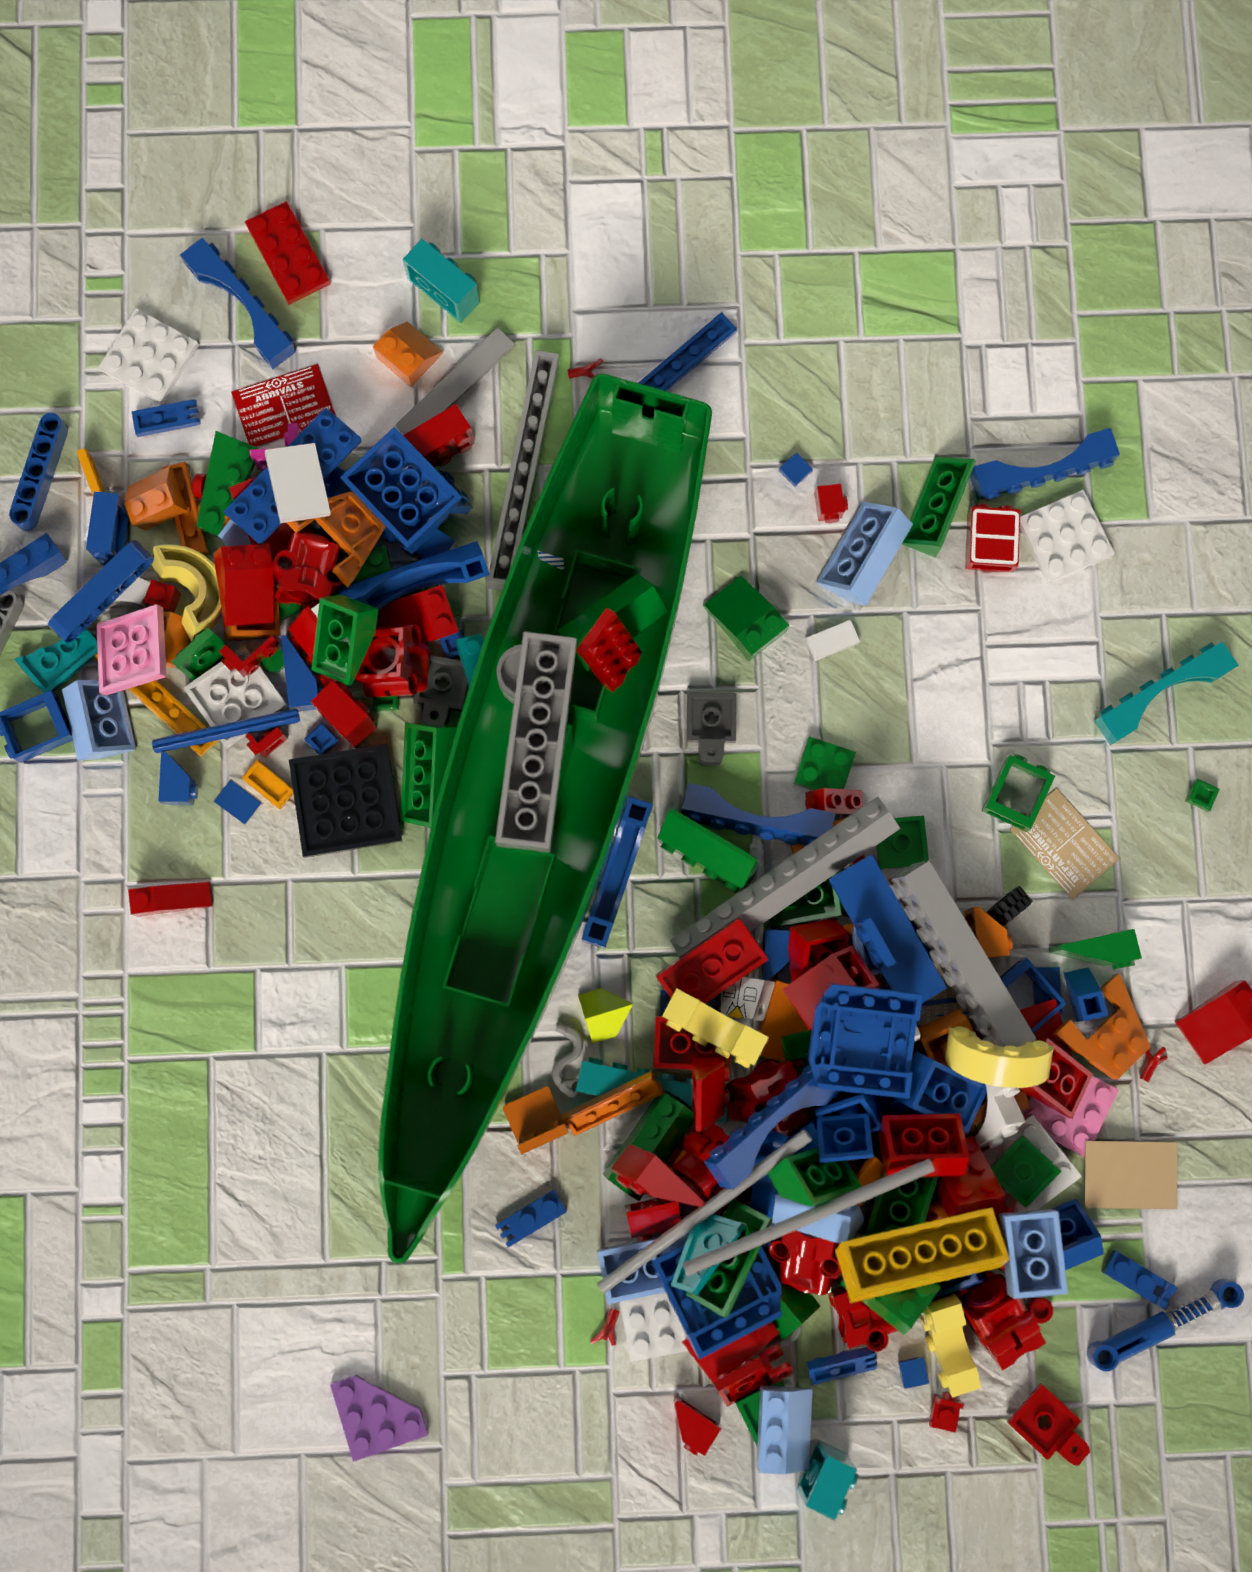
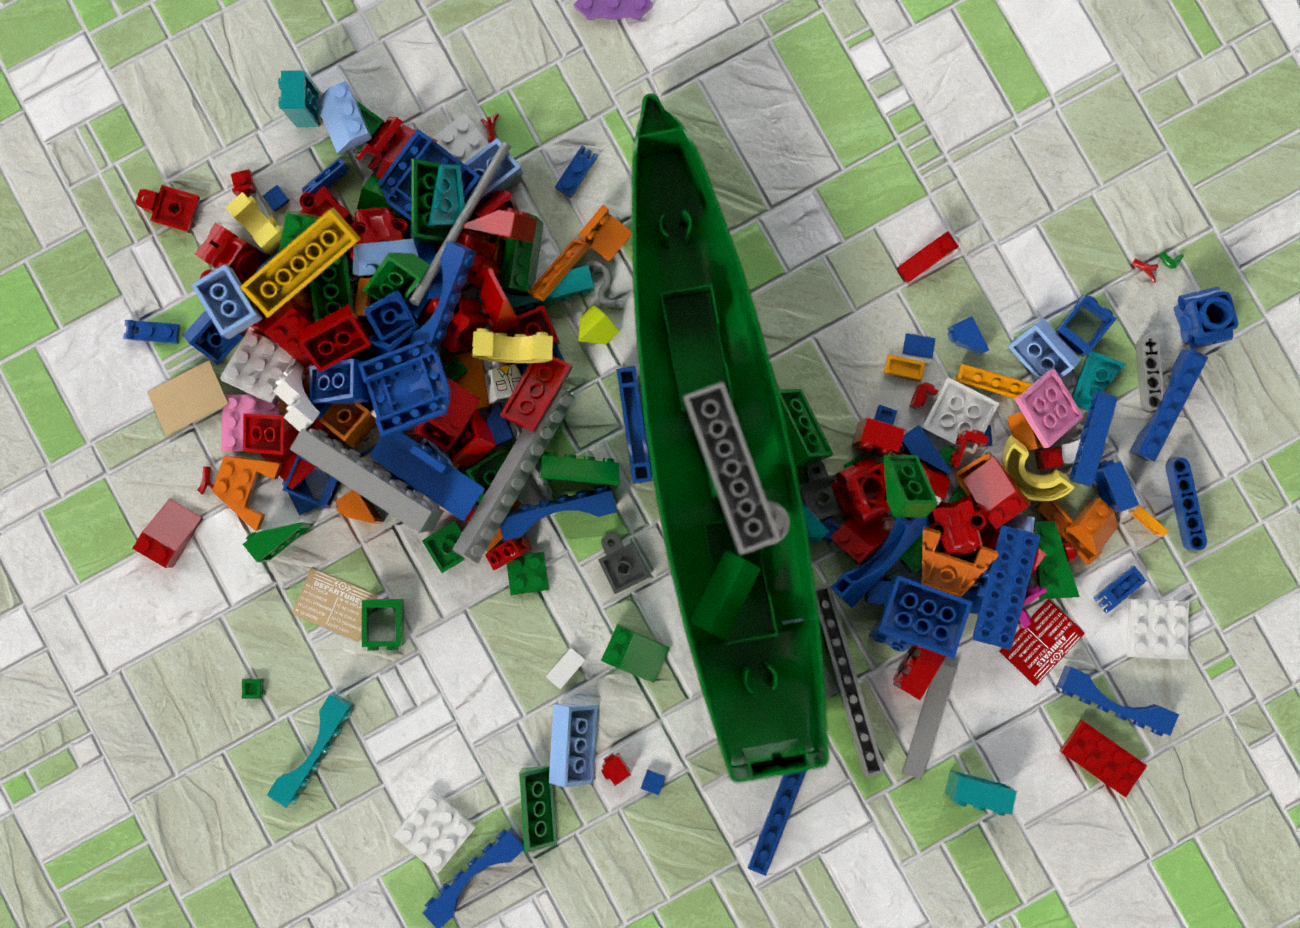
camera: 160 degrees right, 5 degrees up
(200, 654) = (1000, 430): green plate -> none
(226, 730) = (953, 387): blue axle -> none
(297, 483) = (1000, 581): white tile -> none
(345, 800) = (846, 382): black plate -> none
(406, 352) = (976, 727): orange slope -> none
(584, 370) = (841, 779): red bar -> none
(609, 650) = (715, 566): red plate -> none
(696, 1428) = (402, 93): red slope -> none
(808, 1217) = (393, 242): light grey piece -> none
(992, 538) = (486, 802): red brick -> none
(995, 1064) = (308, 414): light yellow brick -> none
(1010, 906) = (352, 537): black tyre -> none
(1024, 1171) = (260, 361): green plate -> none
(1085, 995) = (272, 503): blue slope -> none
(1162, 1326) = (122, 308): blue piece -> none

